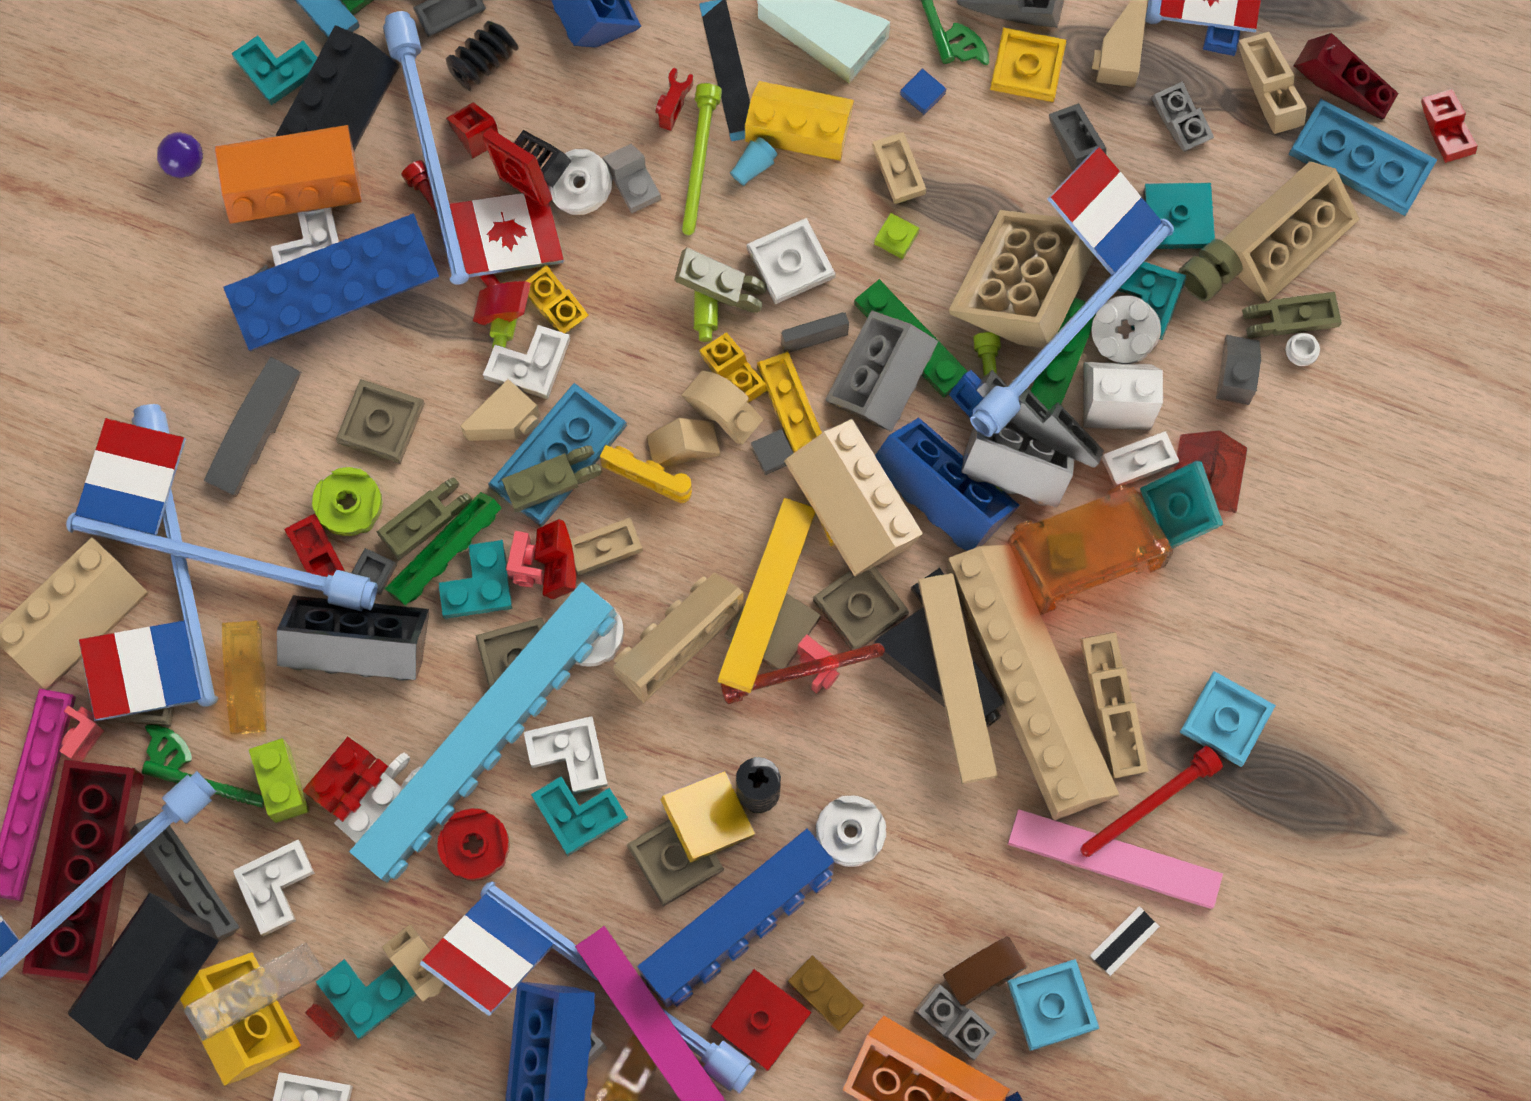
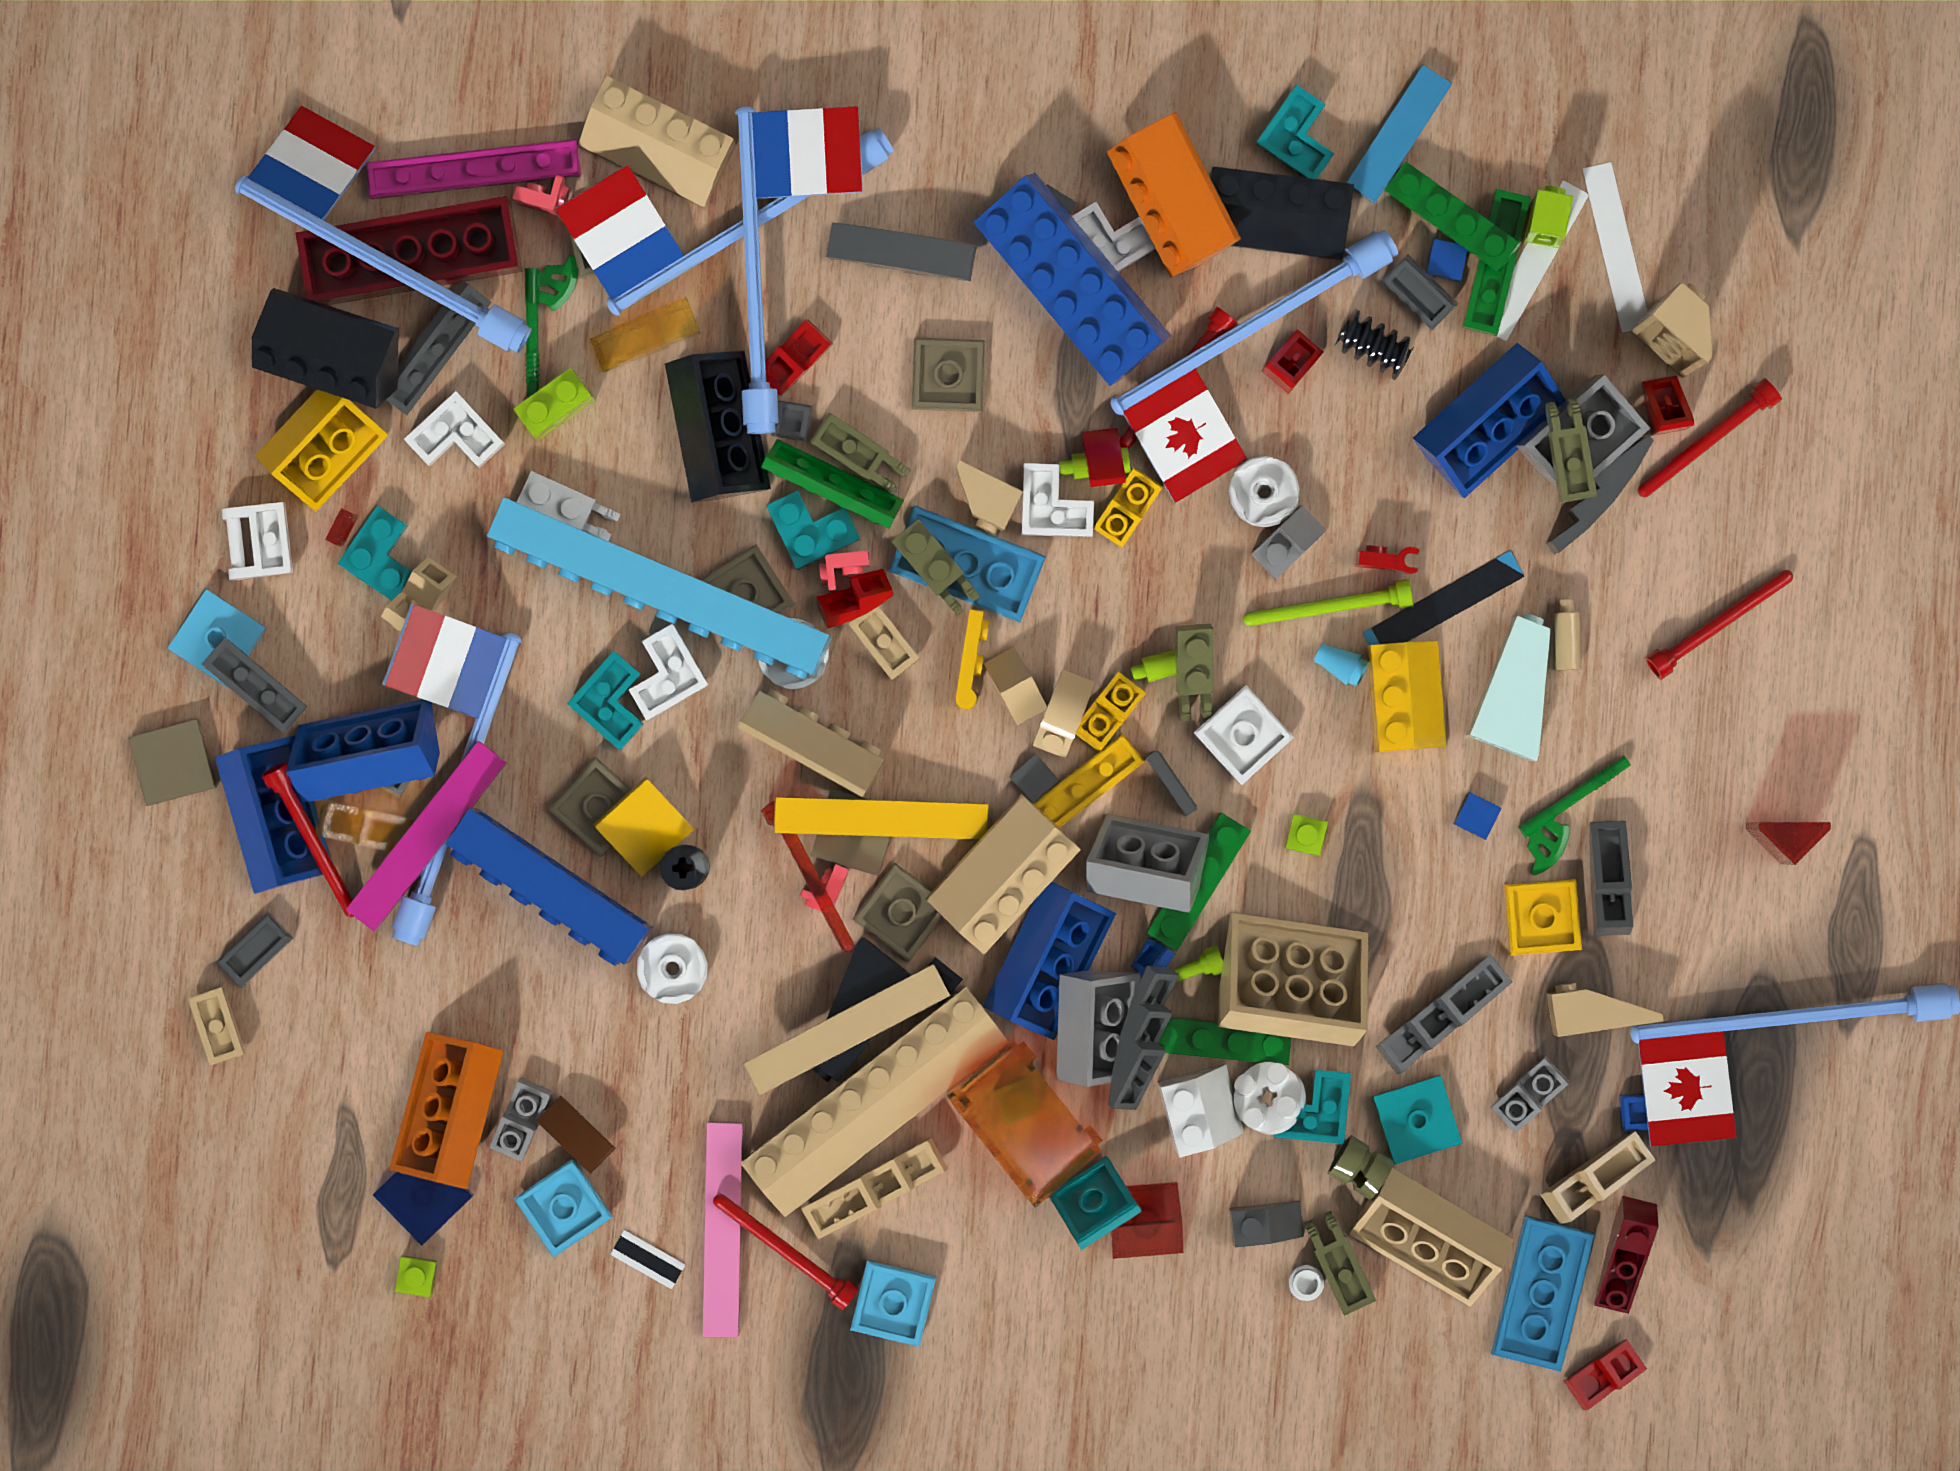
camera: 75 degrees right, 15 degrees up
(179, 155) = (1166, 73): dark purple piece -> none
(253, 991) = (344, 455): clear plate -> none
(340, 774) = (579, 460): red plate -> none
(359, 517) = (869, 384): lime plate -> none
(457, 832) = (531, 605): red plate -> none
(517, 167) = (1251, 427): red plate -> none
(556, 163) = (1268, 463): black slope -> none
(761, 1019) = (468, 935): red plate -> none
(825, 993) = (511, 989): pearl gold plate -> none
(899, 168) = (1380, 816): tan plate -> none
(1120, 234) = (1366, 1062): flag -> none
(1140, 459) = (1135, 1148): white plate -> none

